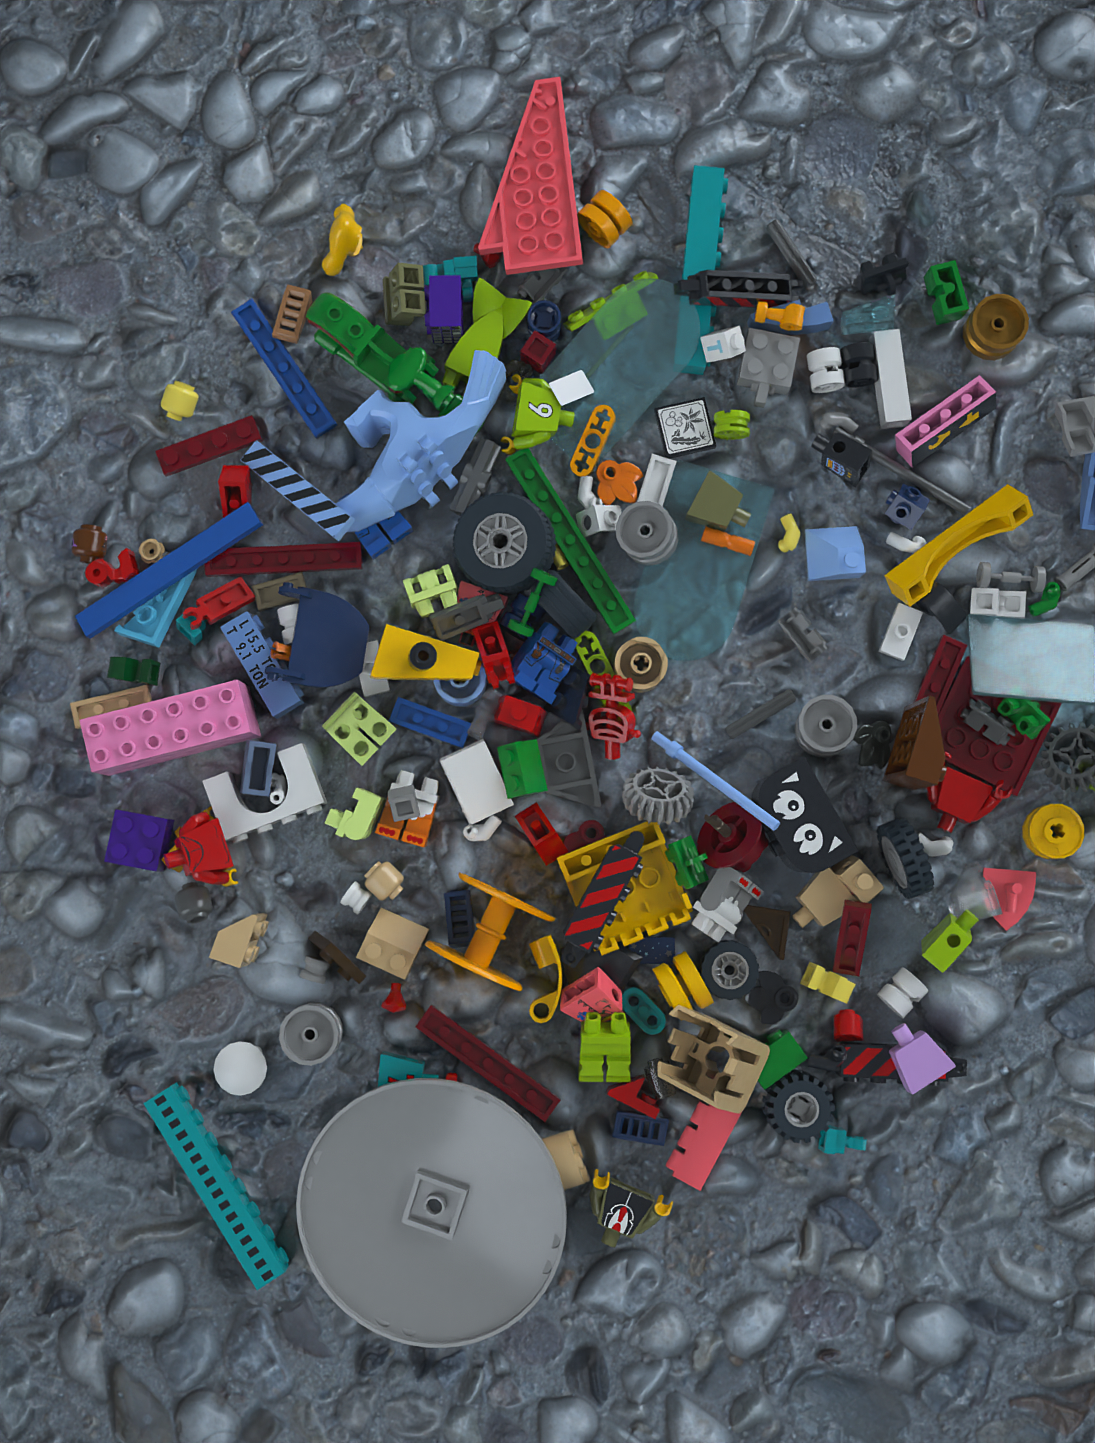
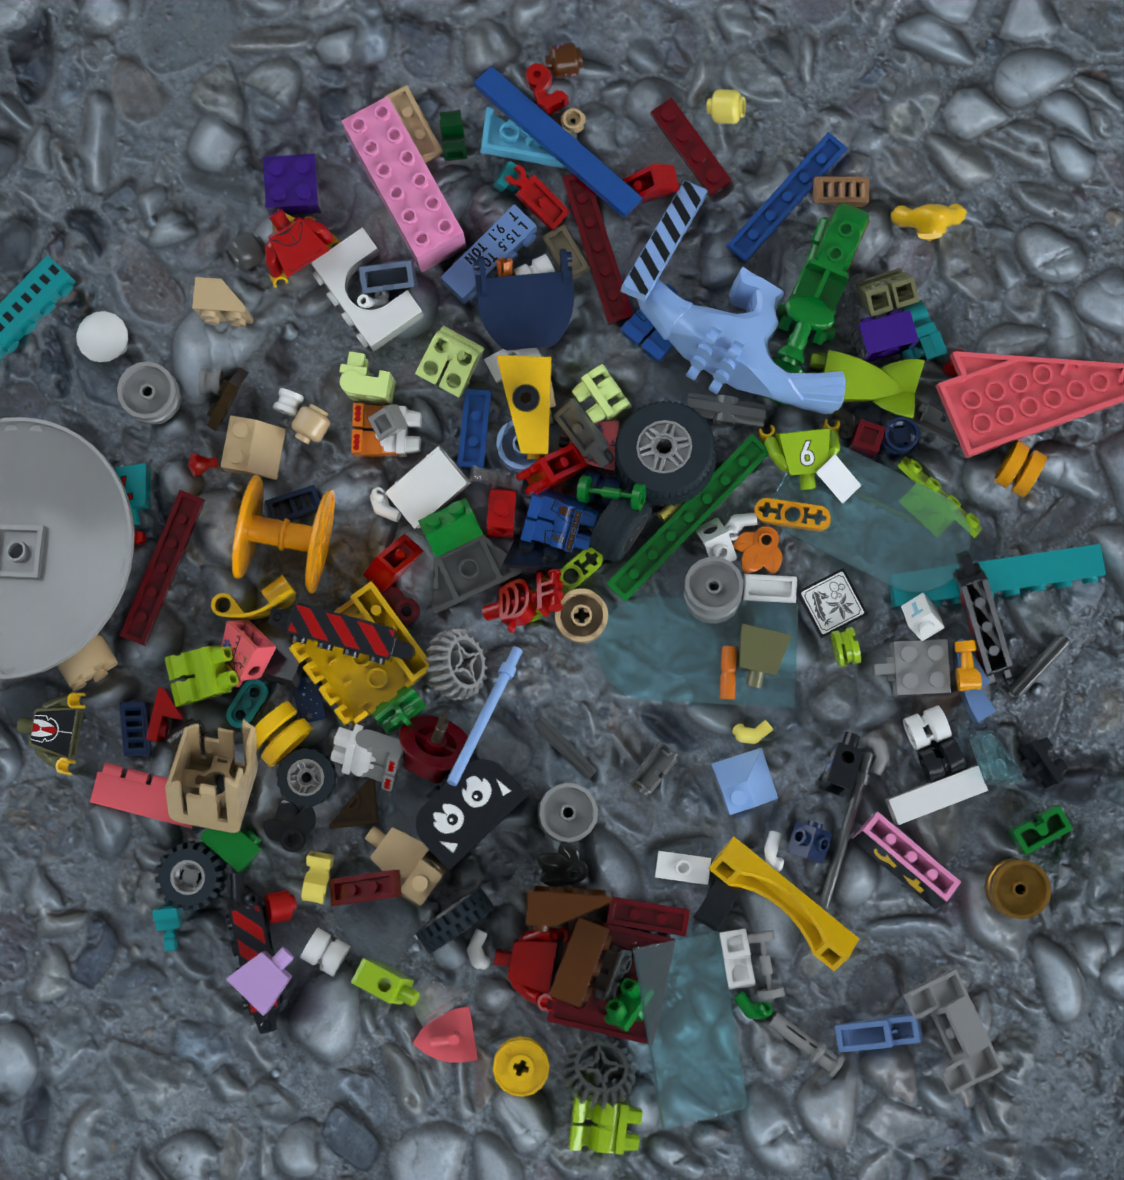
camera: 80 degrees right, 0 degrees up
(976, 749) = (580, 961): none -> reddish brown brick

